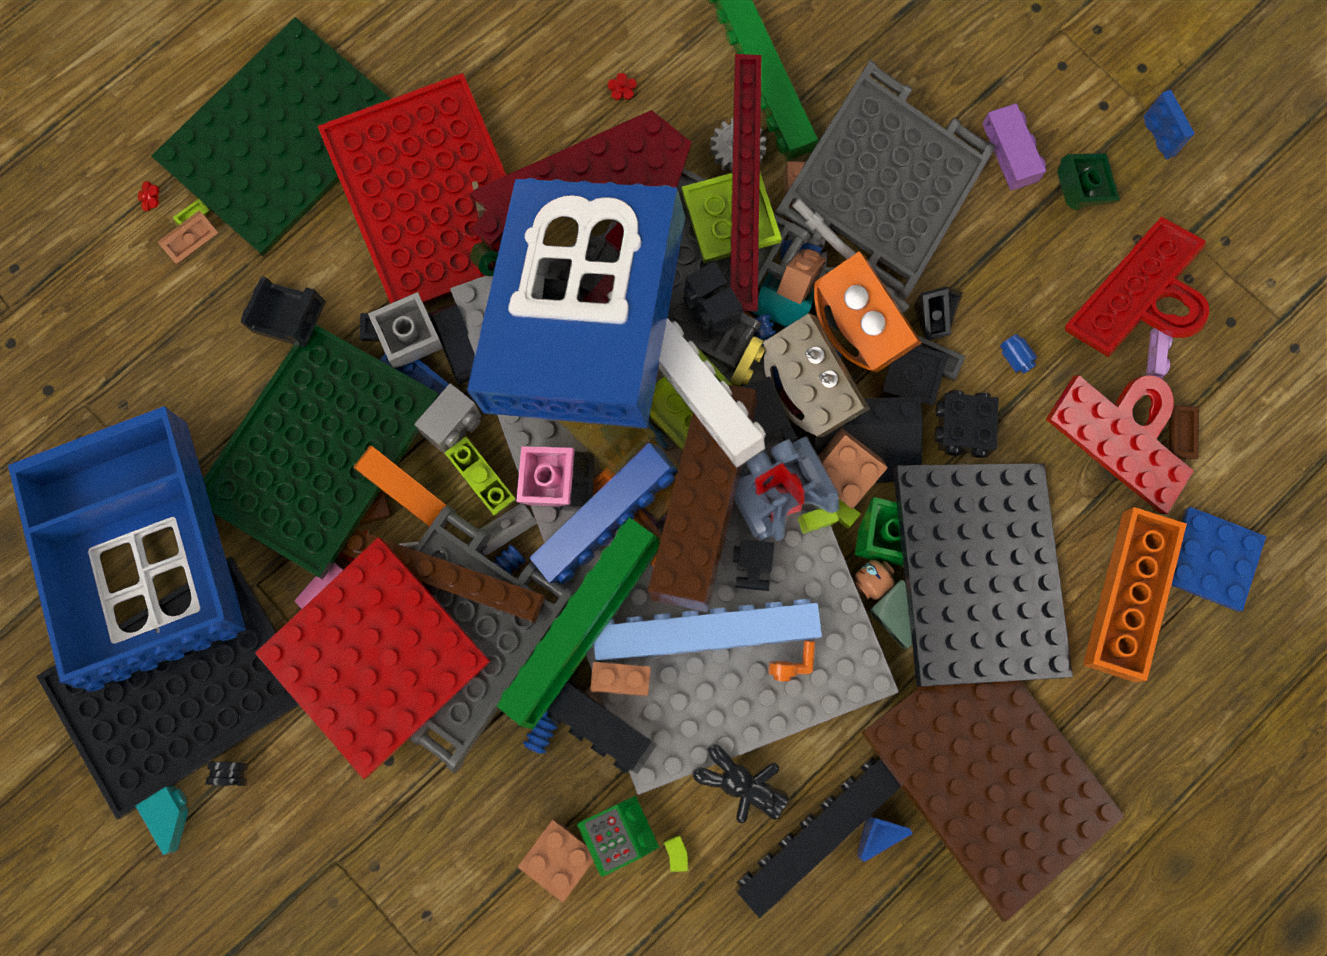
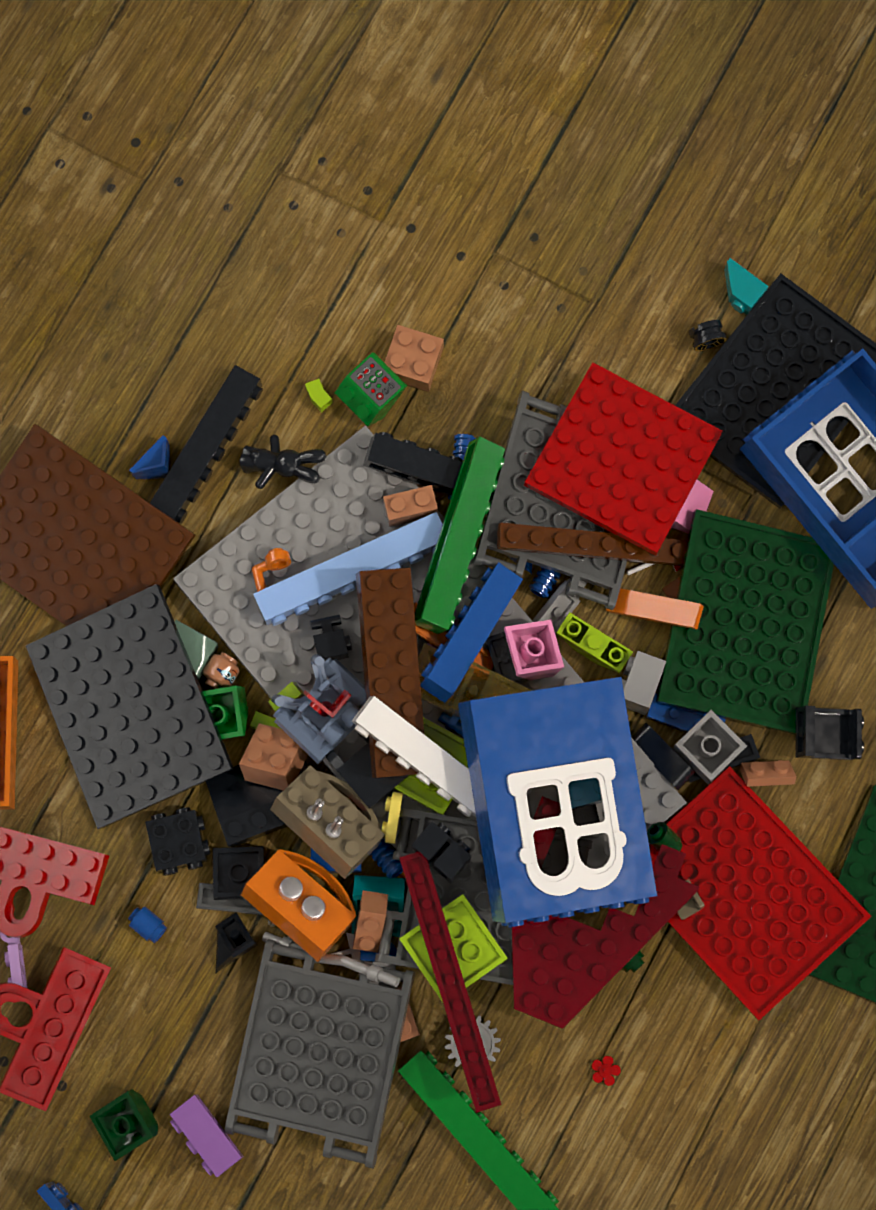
camera: 165 degrees right, 0 degrees up
(358, 294) = (768, 773): none -> nougat plate

